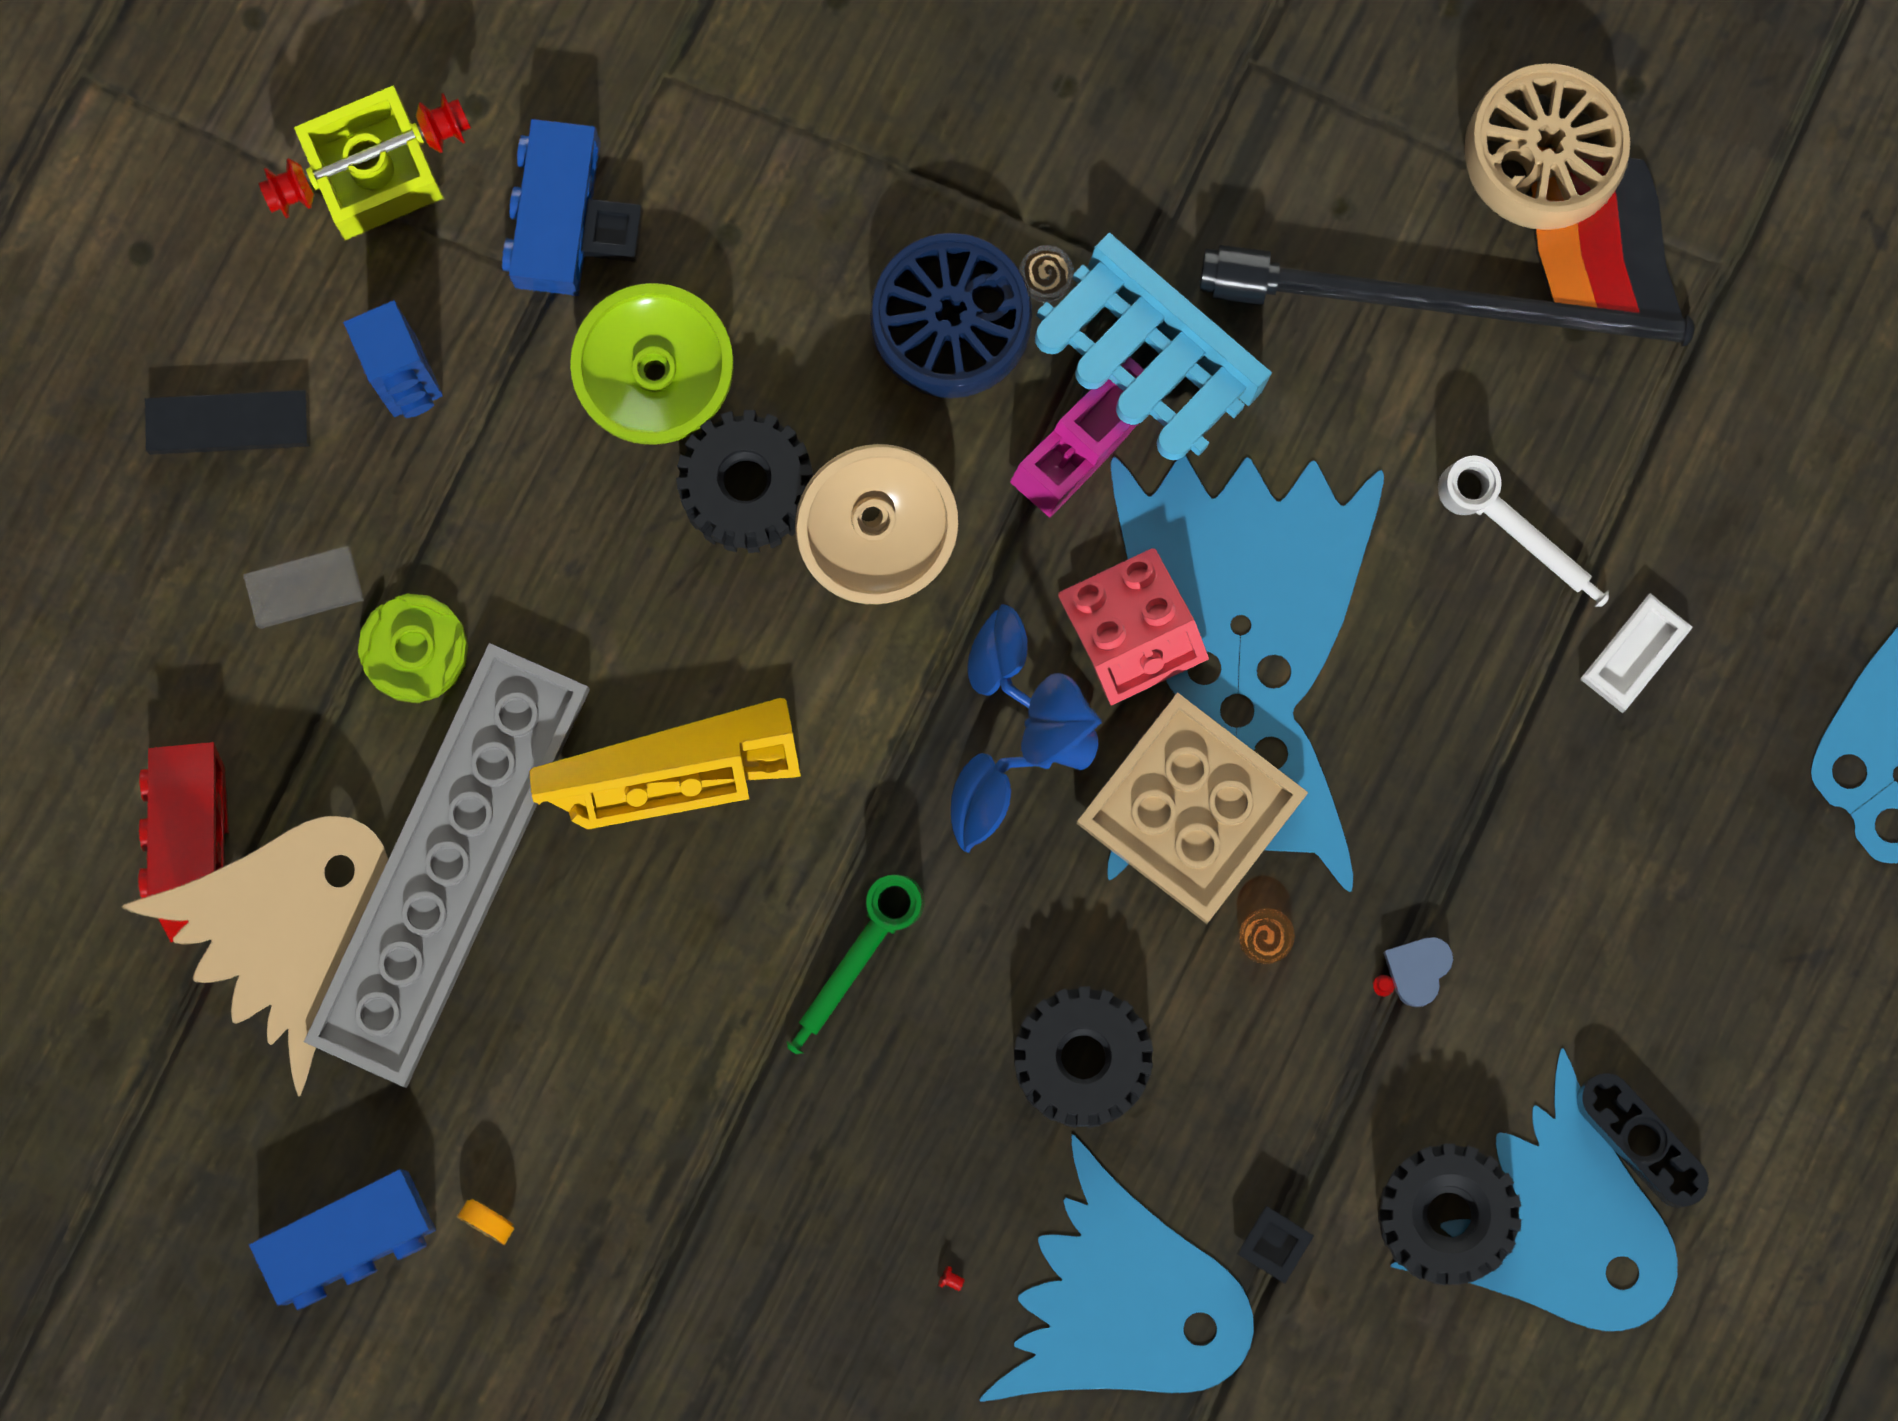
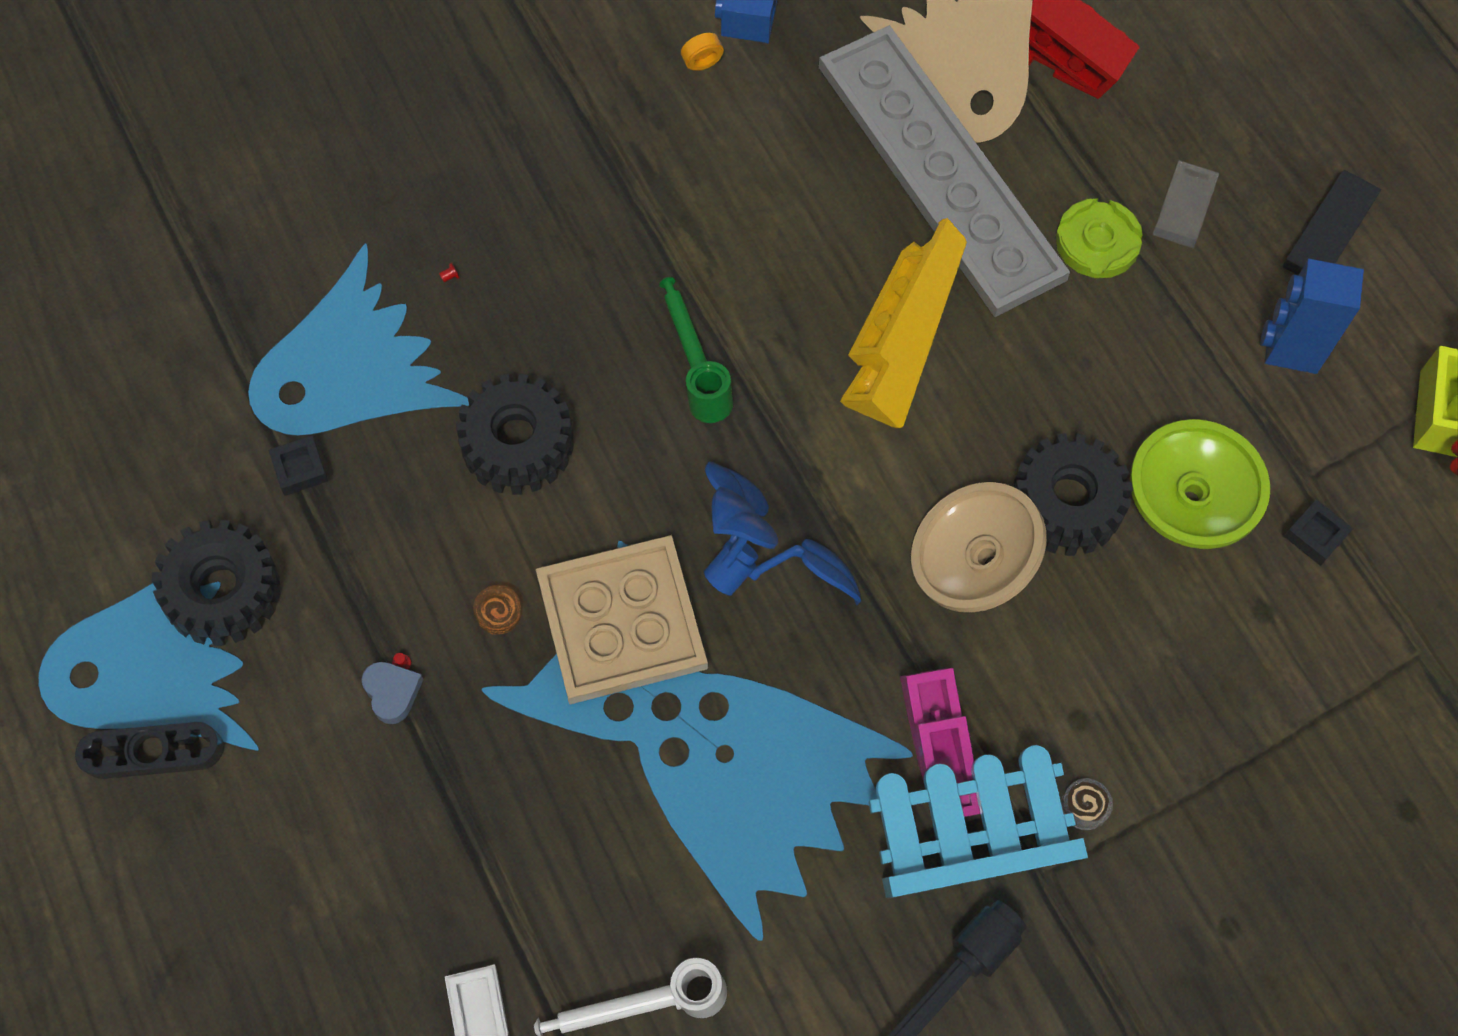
camera: 120 degrees right, 15 degrees down
(551, 206) = (1384, 519): blue brick -> none
(1005, 280) = (1124, 658): dark blue piece -> none
(1134, 625) = (780, 670): coral bracket -> none

